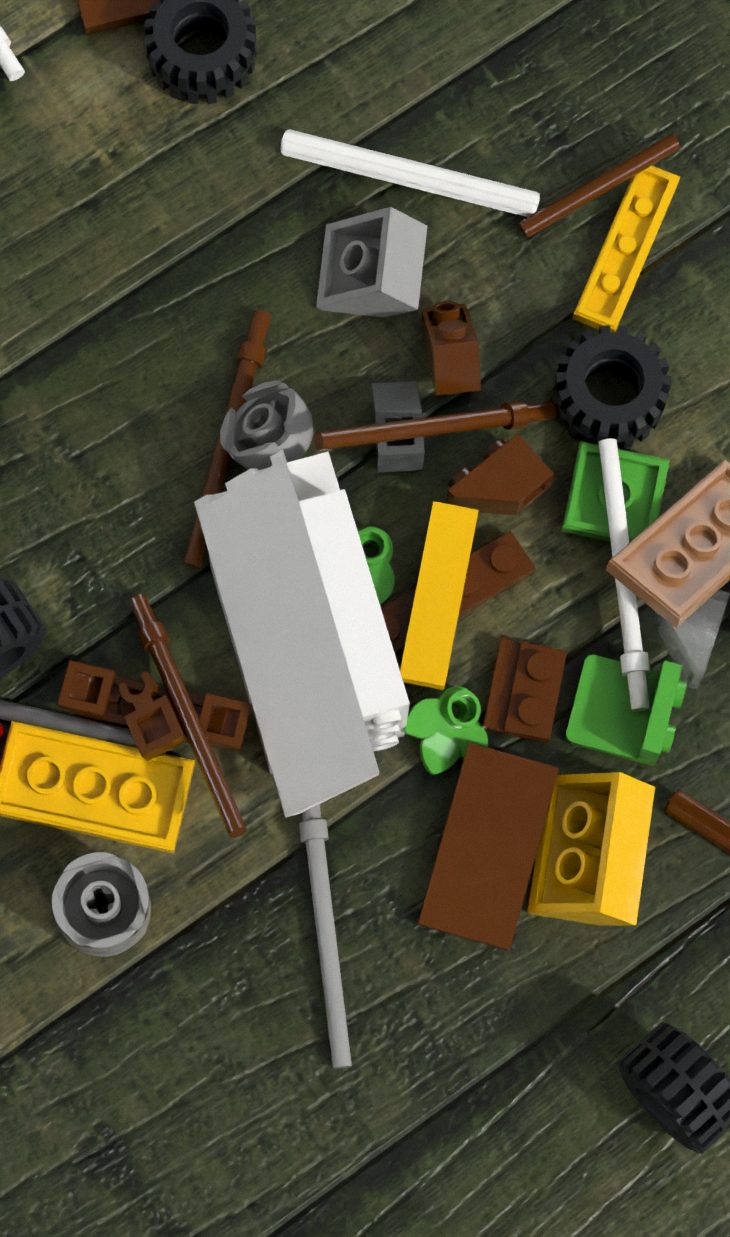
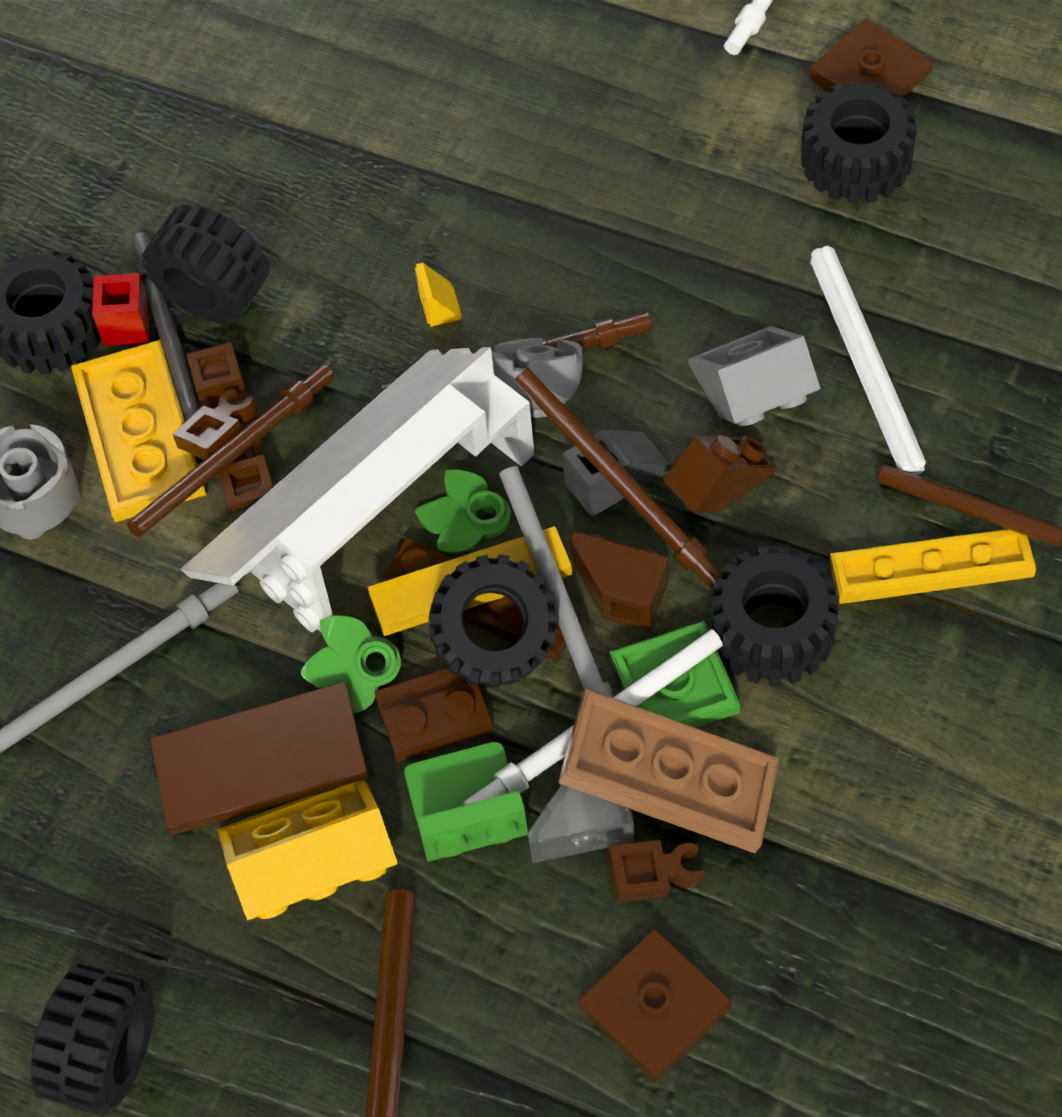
camera: 70 degrees right, 15 degrees down
(122, 468) = (436, 296): none -> yellow slope
(535, 592) = (503, 578): none -> black tyre
(592, 559) = (548, 569): none -> light grey bar

